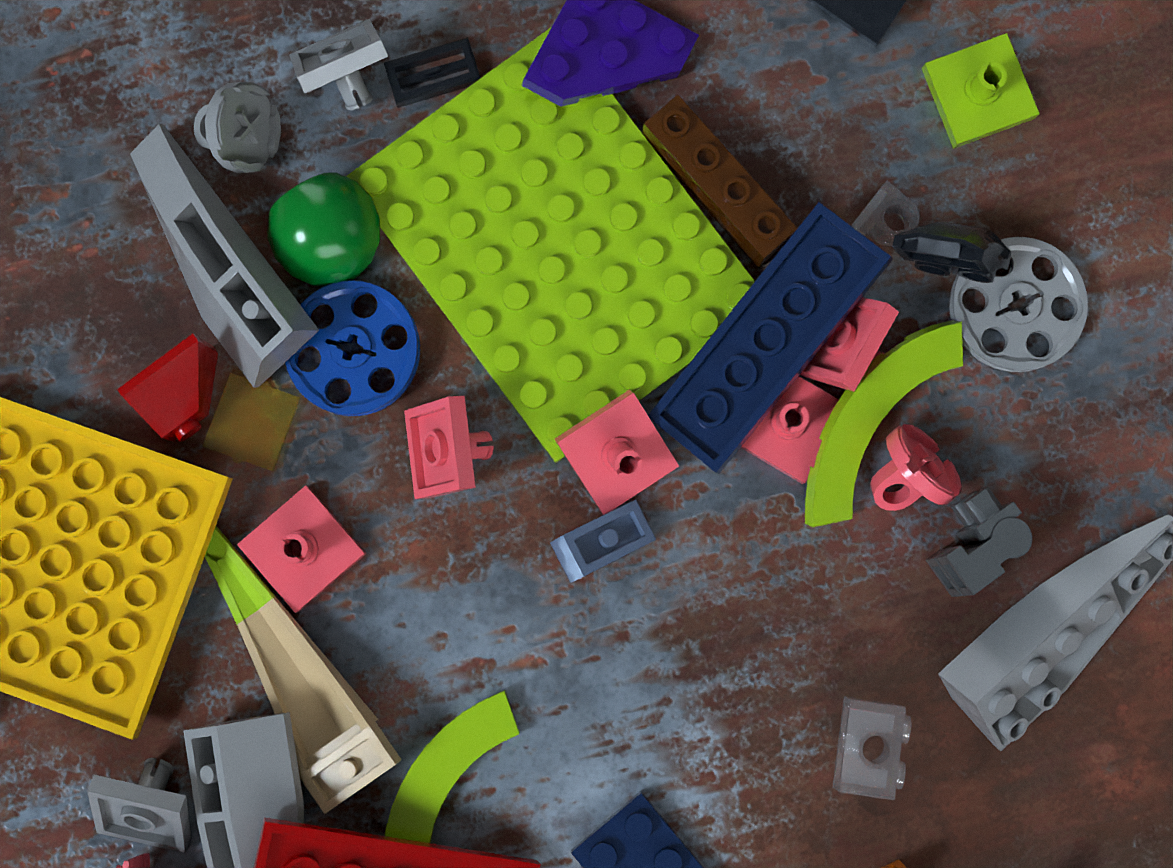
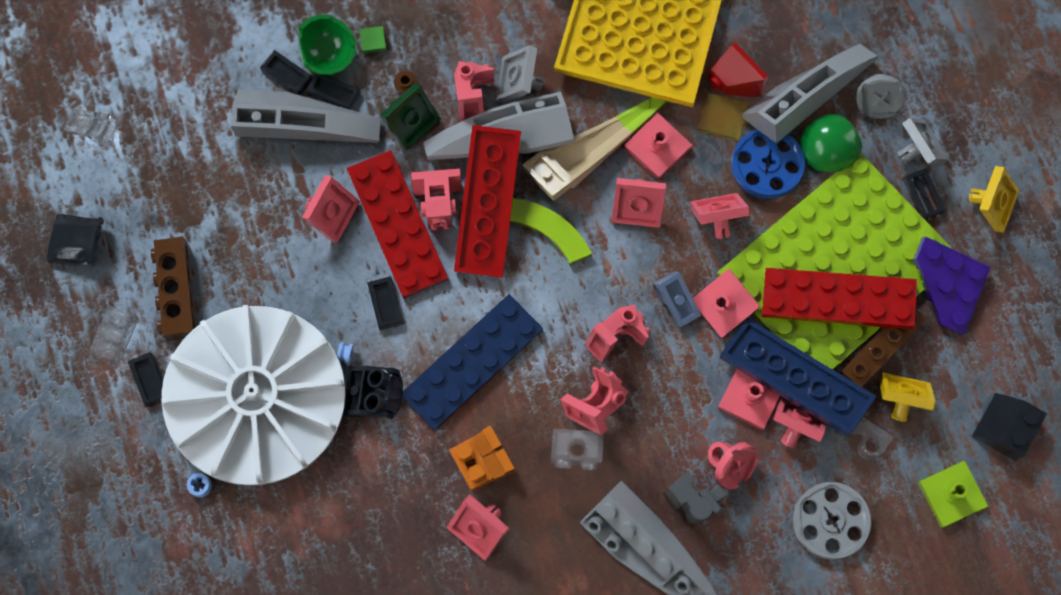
camera: 85 degrees right, 10 degrees down
(414, 598) = (638, 202): none -> coral tile
(629, 246) = (839, 298): none -> red plate
(671, 685) = (603, 338): none -> coral tile
(804, 730) = (605, 398): none -> coral tile
(807, 148) = (906, 393): none -> yellow tile
(860, 413) = (765, 433): lime tile -> none
(945, 245) = (858, 475): black slope -> none

